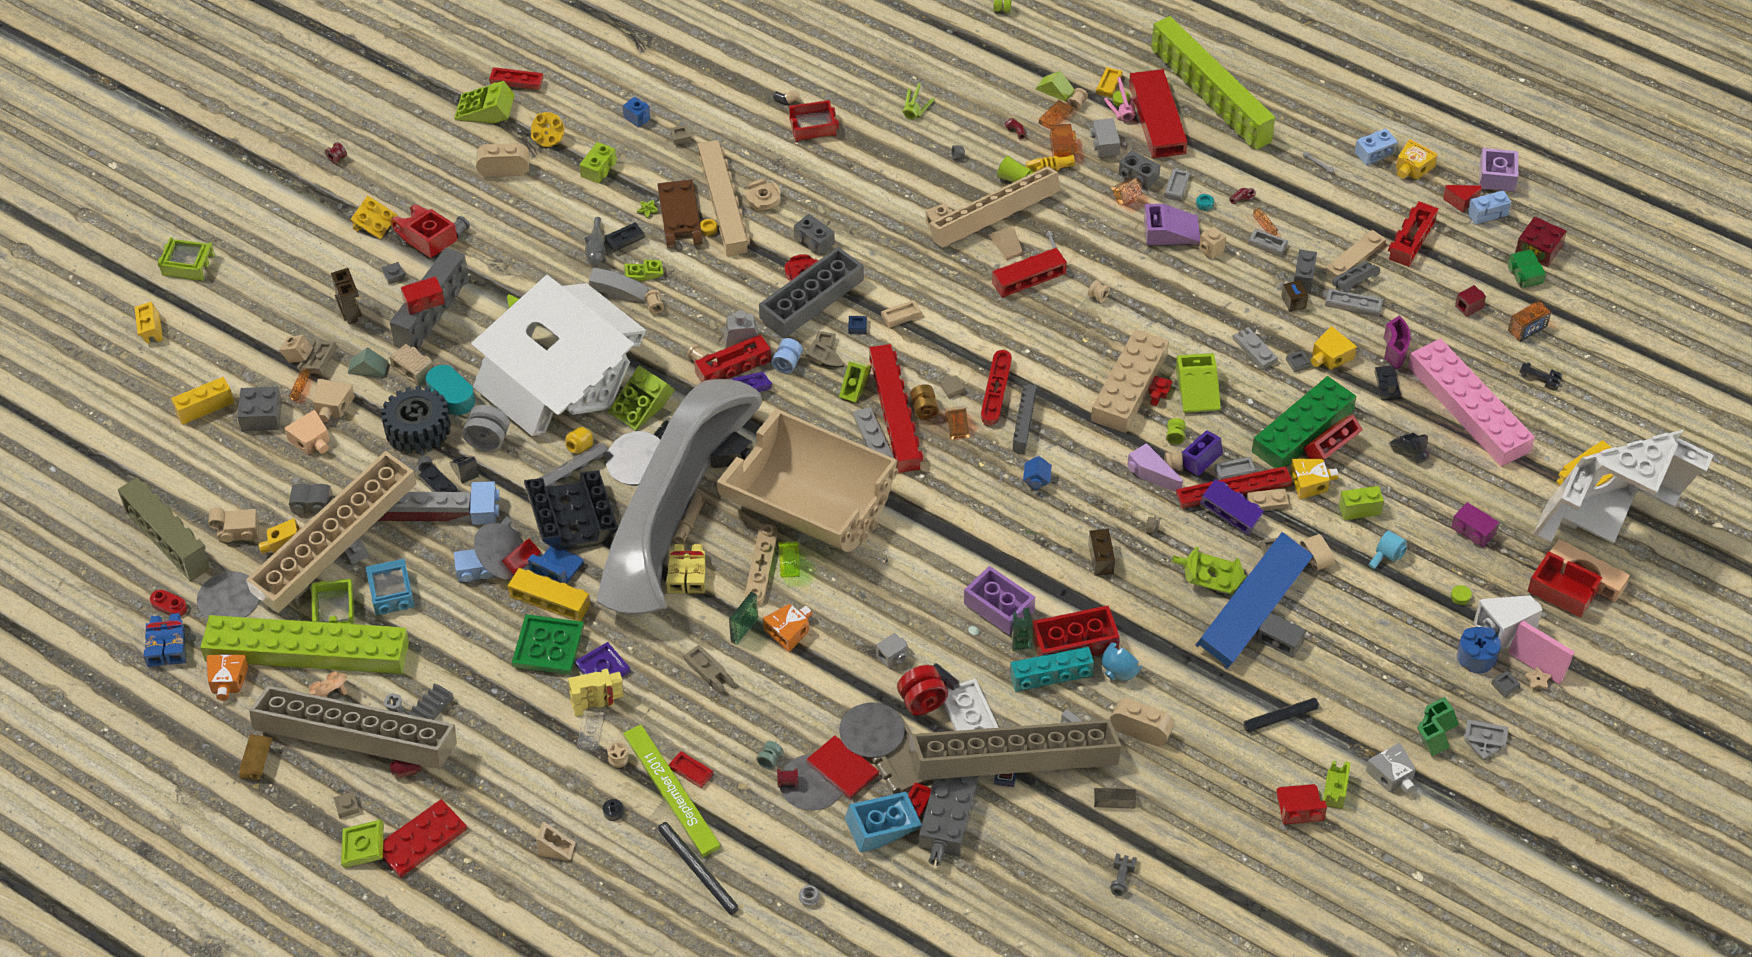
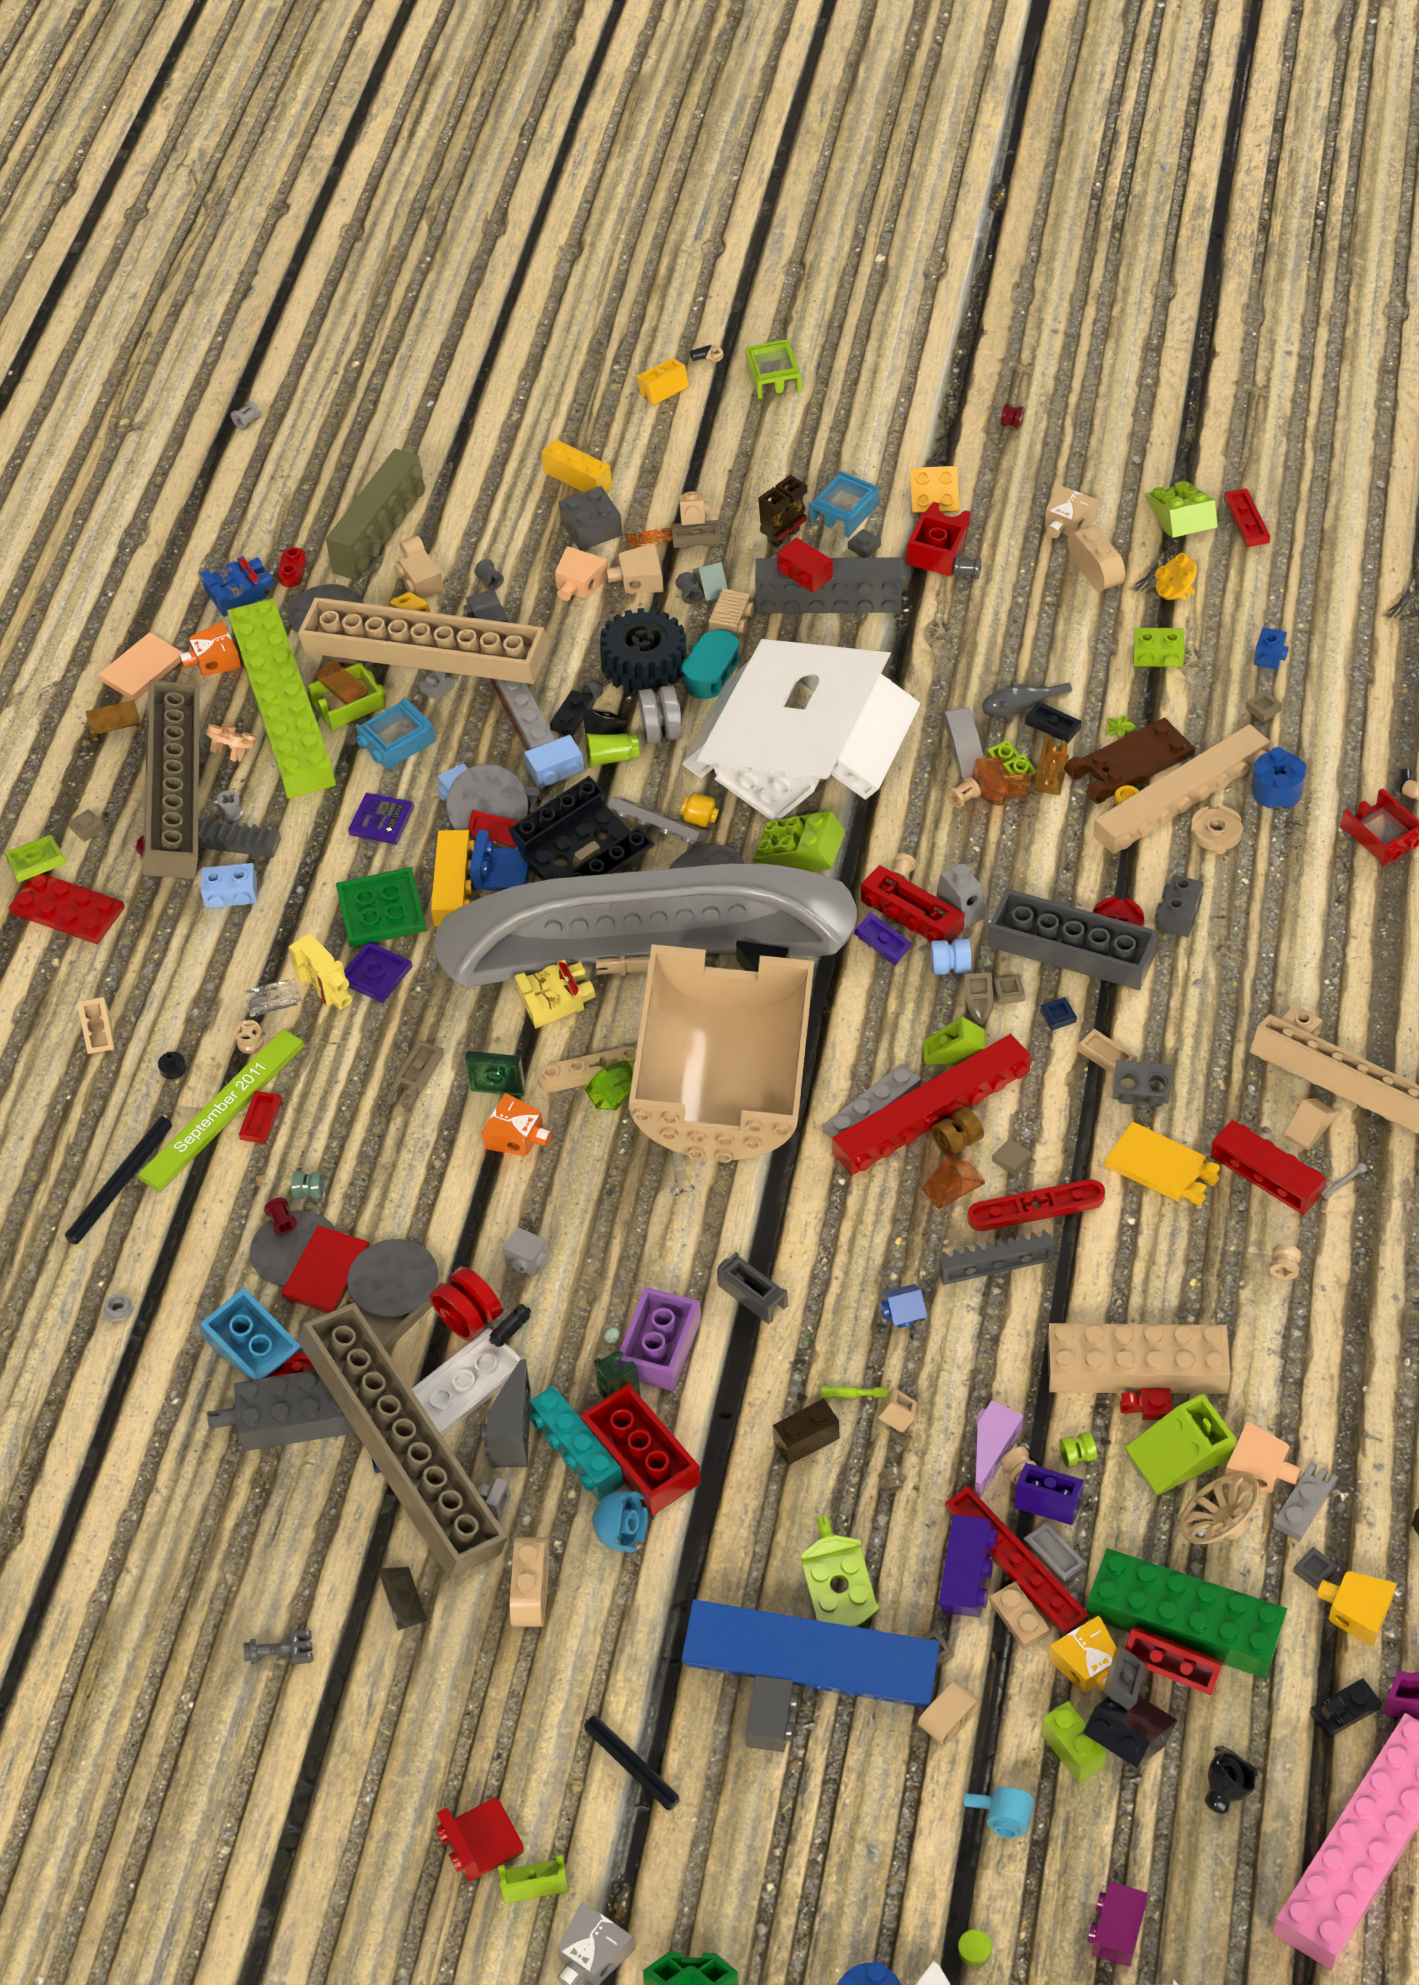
camera: 70 degrees right, 0 degrees up
(137, 289) = (707, 352): none -> arm
(204, 727) = (144, 661): none -> light nougat tile
(270, 485) = (491, 578): none -> dark grey bush
(325, 600) = (340, 682): none -> clear orange tile
(354, 259) = (846, 500): none -> dark azure window
(368, 378) = (690, 591): none -> dark grey bush
(447, 159) = (1069, 512): none -> tan torso
(462, 621) = (381, 818): none -> dark purple tile
(472, 727) = (227, 886): none -> light blue brick
(491, 467) = (611, 748): none -> lime plant
(588, 509) = (585, 853): none -> dark tan tile
(658, 280) = (996, 785): none -> clear orange brick
(659, 252) = (1050, 767): none -> pearl gold hinge
(746, 150) = (1278, 779): none -> blue brick
(937, 302) = (1142, 1075): none -> dark grey brick
(982, 544) = (744, 1294): none -> dark grey window
(998, 319) = (1162, 1164): none -> yellow tile
(1022, 692) = (508, 1421): none -> dark grey slope
(1080, 523) = (851, 1392): none -> lime piece
(1105, 505) = (897, 1410): none -> tan slope
(1227, 354) = (1262, 1458): none -> light nougat torso
(1253, 381) = (1226, 1517): none -> tan wheel
(1337, 458) = (1124, 1678): none -> dark grey hinge
(1368, 470) = (1130, 1733): none -> black brick

